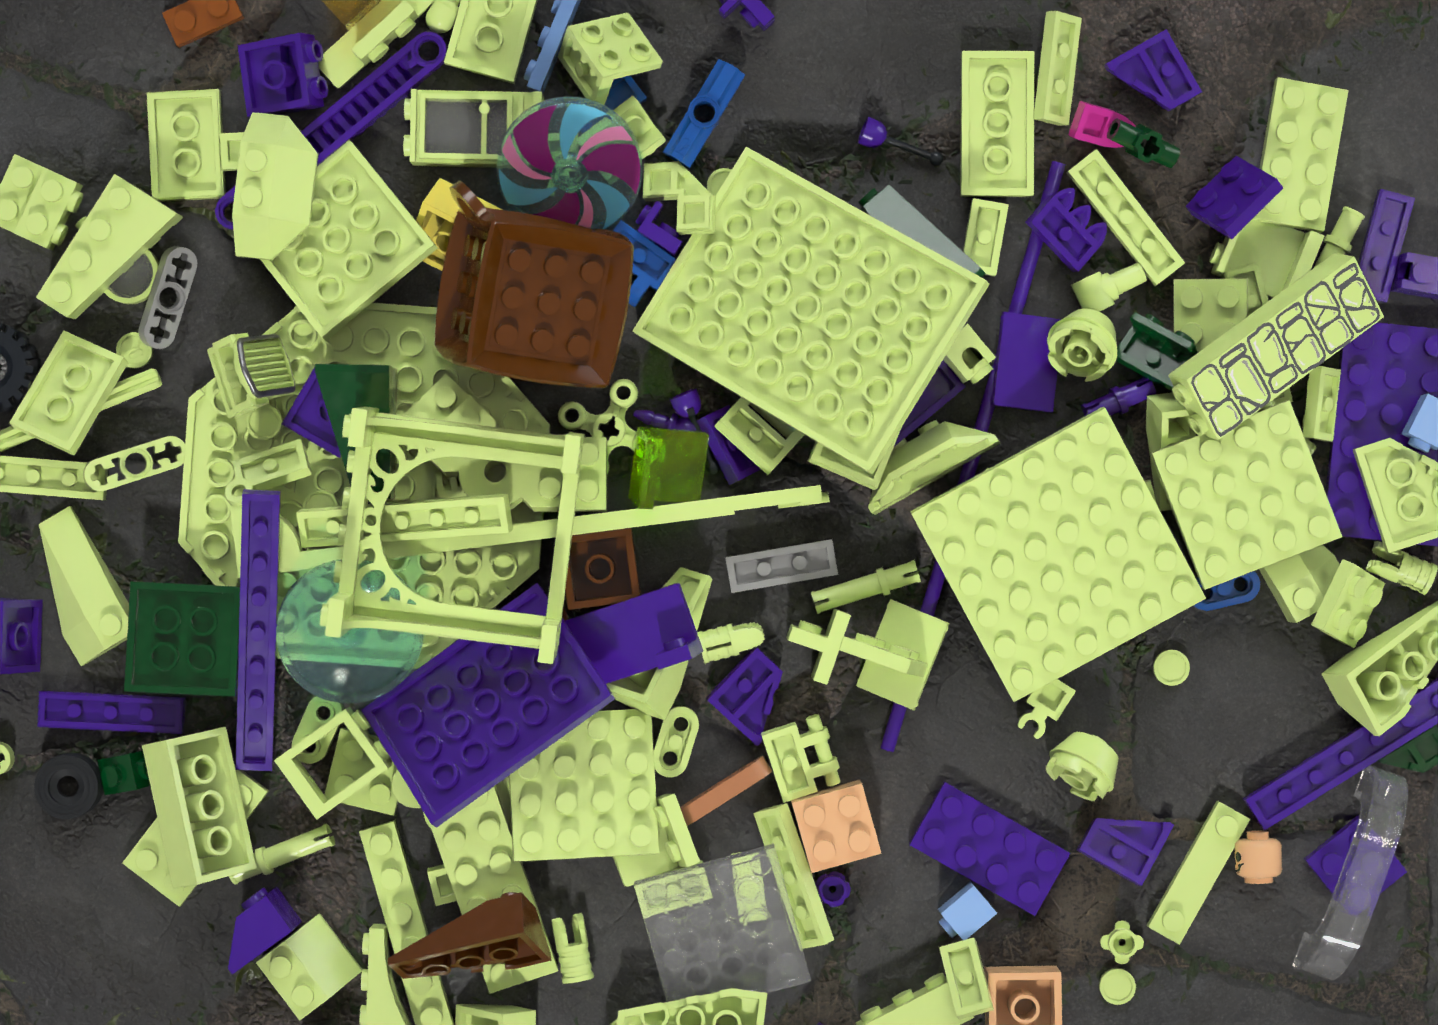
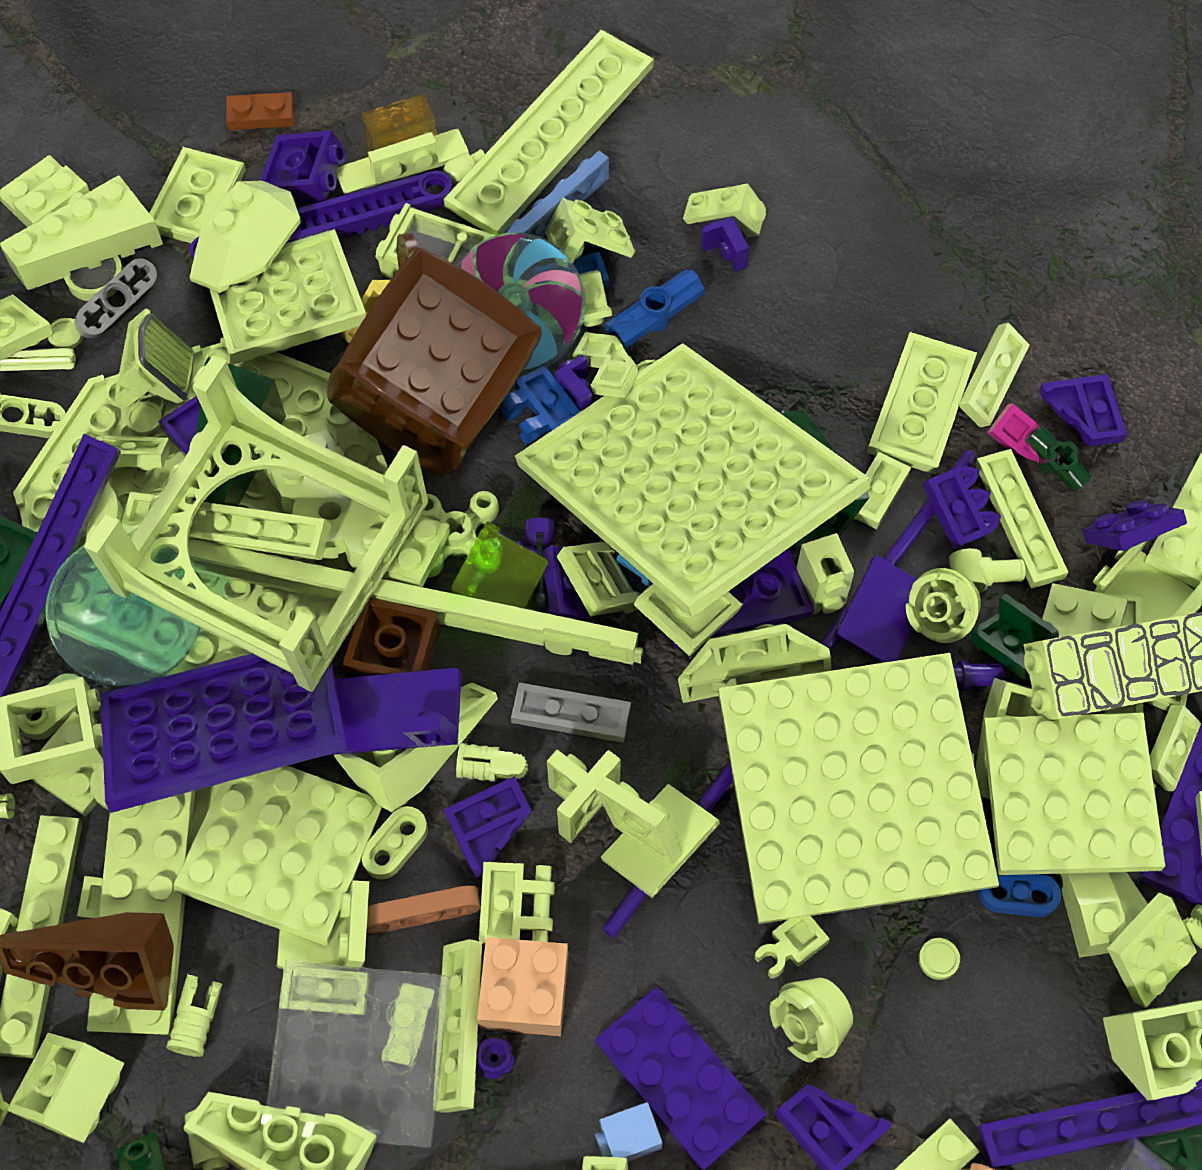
camera: 15 degrees right, 25 degrees down
(866, 586) = (655, 762): yellowish green pin -> none
(875, 134) = (804, 375): hinge -> none

